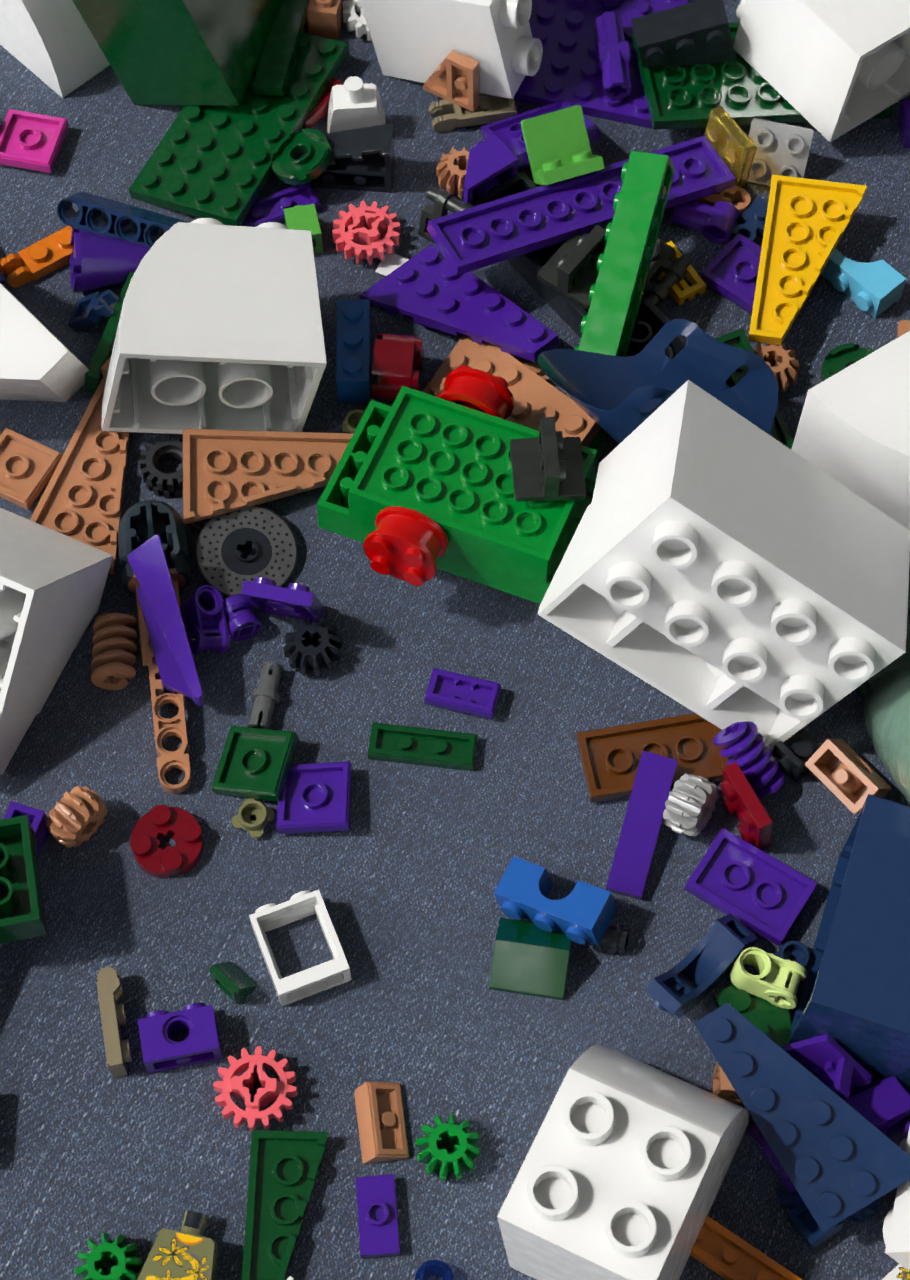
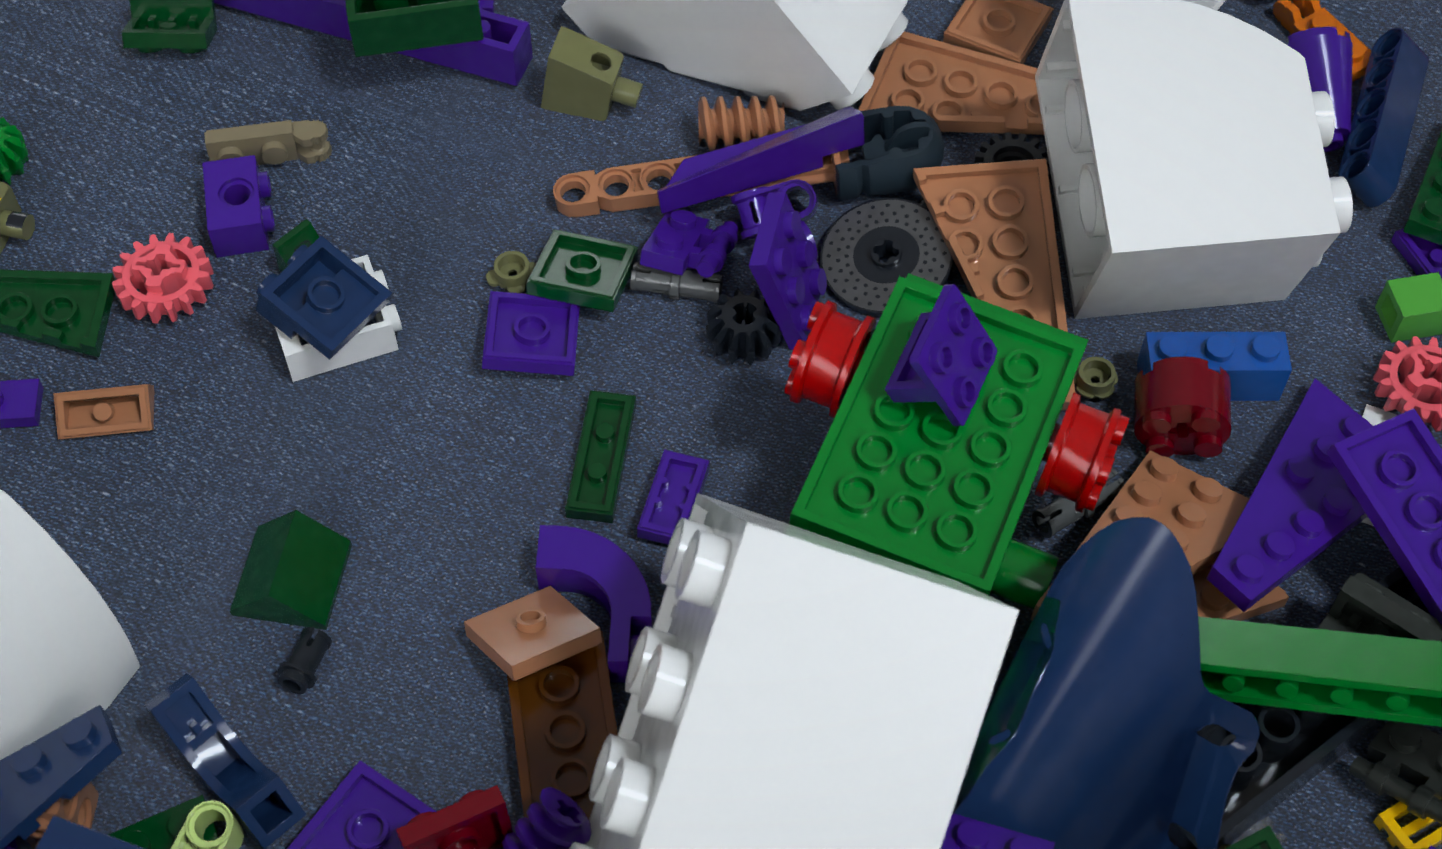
camera: 90 degrees right, 5 degrees down
(61, 762) = (586, 78): none -> olive torso
(76, 816) = (516, 93): nougat gear -> none
(172, 860) = (486, 171): dark red plate -> none
(236, 694) = (687, 241): none -> dark purple plate
(305, 935) = (321, 297): none -> dark blue plate
(430, 464) = (944, 358): none -> dark purple bracket
(456, 1136) = (51, 471): green gear -> none
(536, 728) = (598, 568): none -> dark purple arch
(547, 466) = (945, 512): pearl dark grey bracket -> none
(580, 915) = (320, 614): blue arch -> none
(584, 774) = (532, 633): none -> nougat plate
(641, 825) = (456, 707): dark purple tile -> none
(690, 805) = (472, 761): light grey gear -> none

